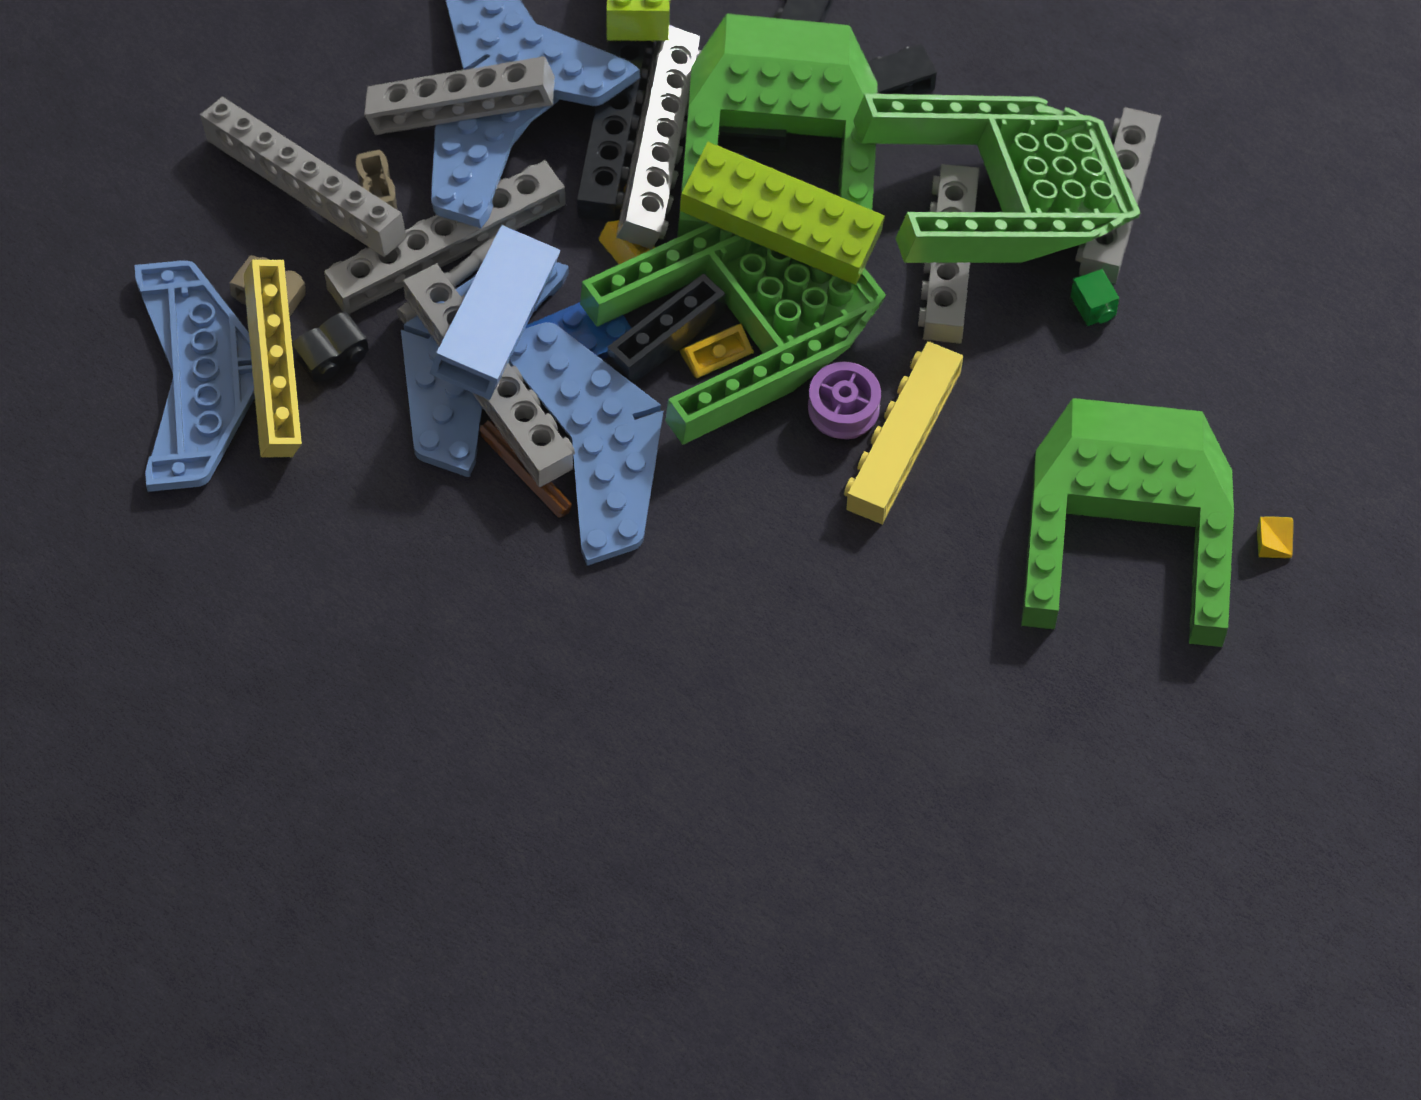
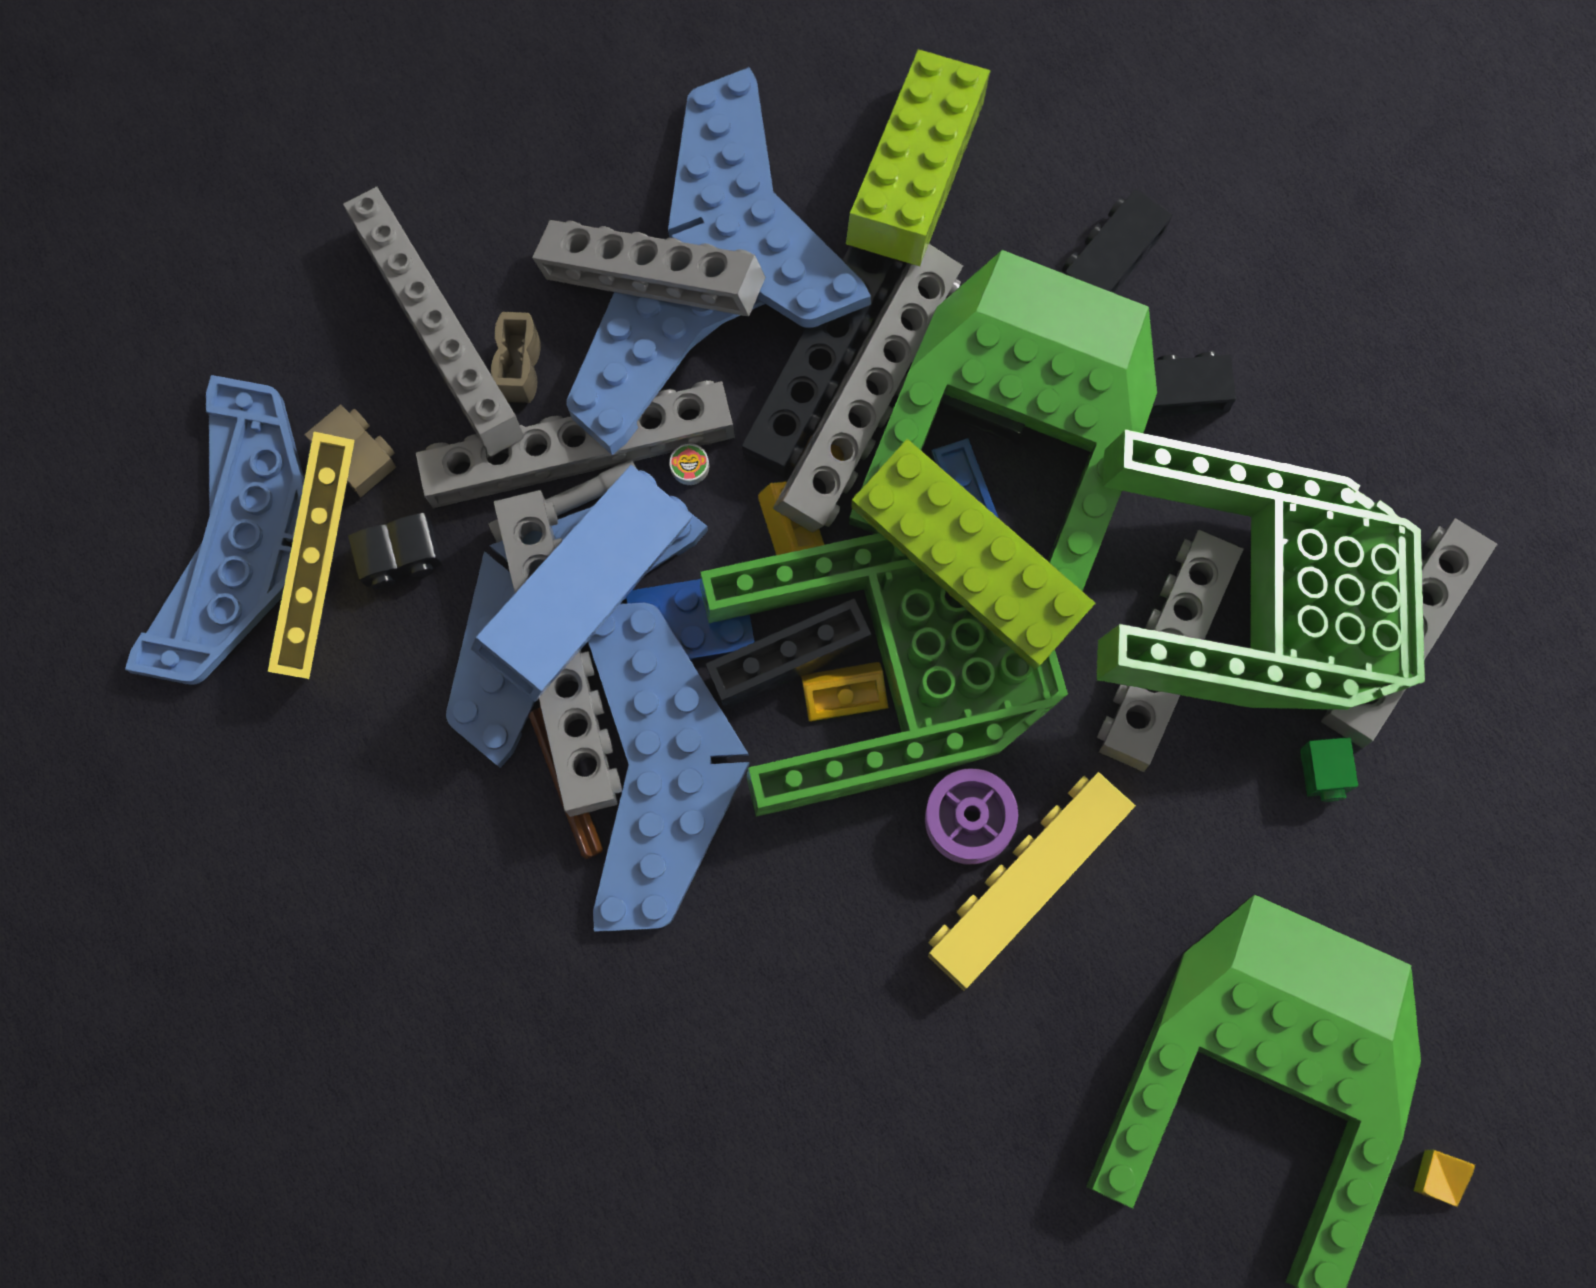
camera: 25 degrees right, 15 degrees up
(538, 227) = (689, 464): none -> tile

